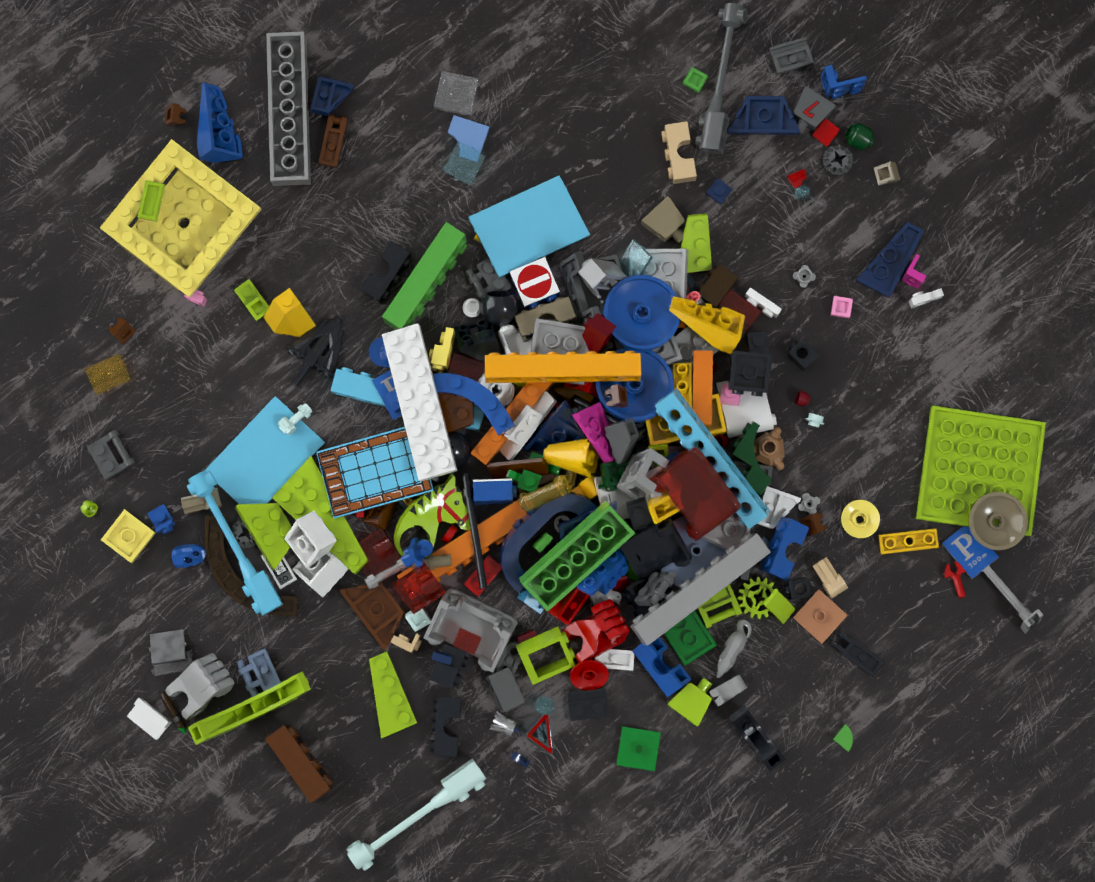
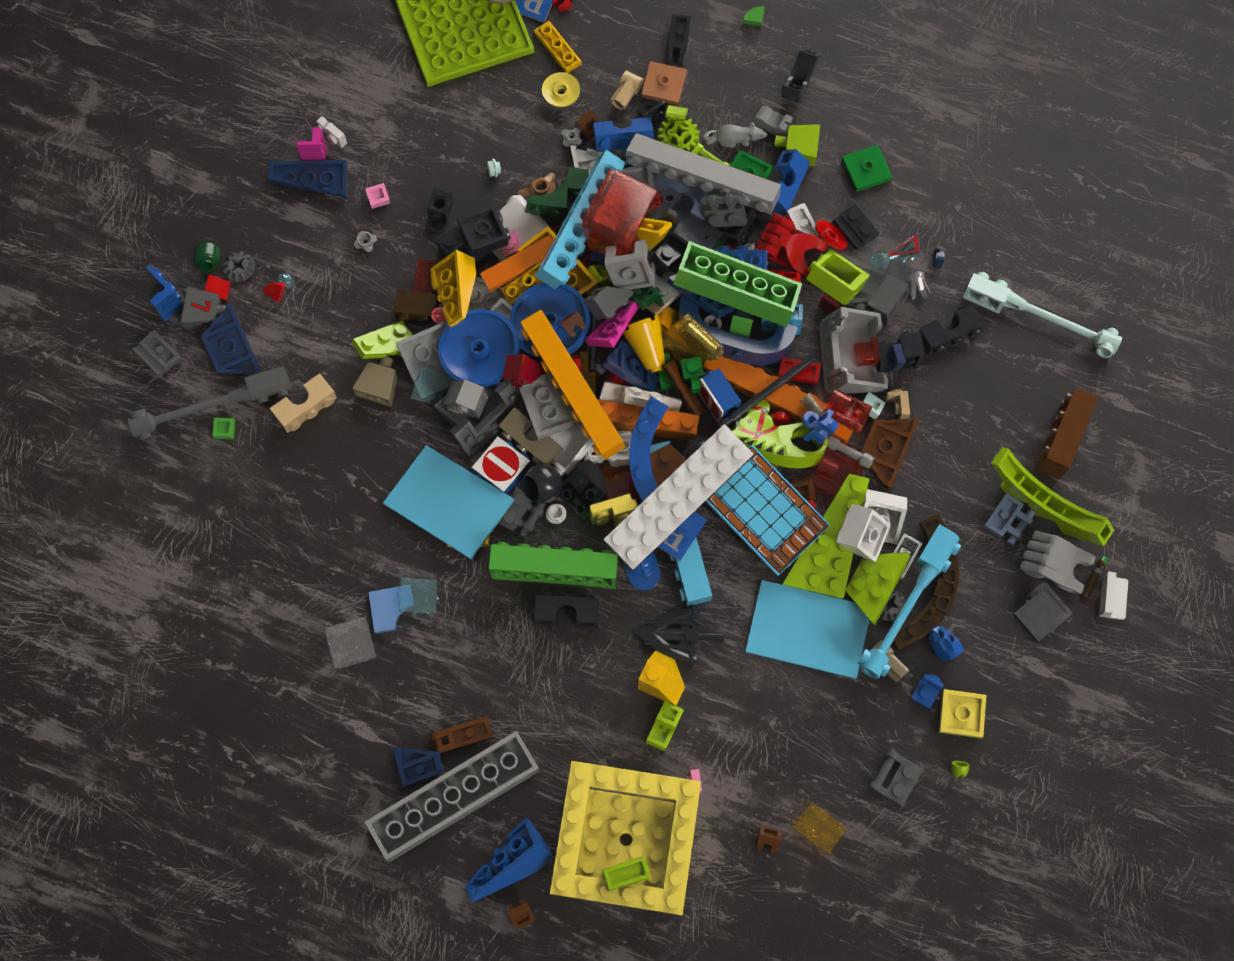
camera: 125 degrees left, 10 degrees down
(287, 425) = (767, 620): light aqua bar -> none
(391, 701) = (956, 393): lime wing -> none
(719, 191) = (323, 353): dark blue plate -> none
(768, 307) = (409, 268): white plate -> none
(802, 398) = (480, 188): dark red hinge -> none
(886, 173) = (231, 220): dark tan slope -> none

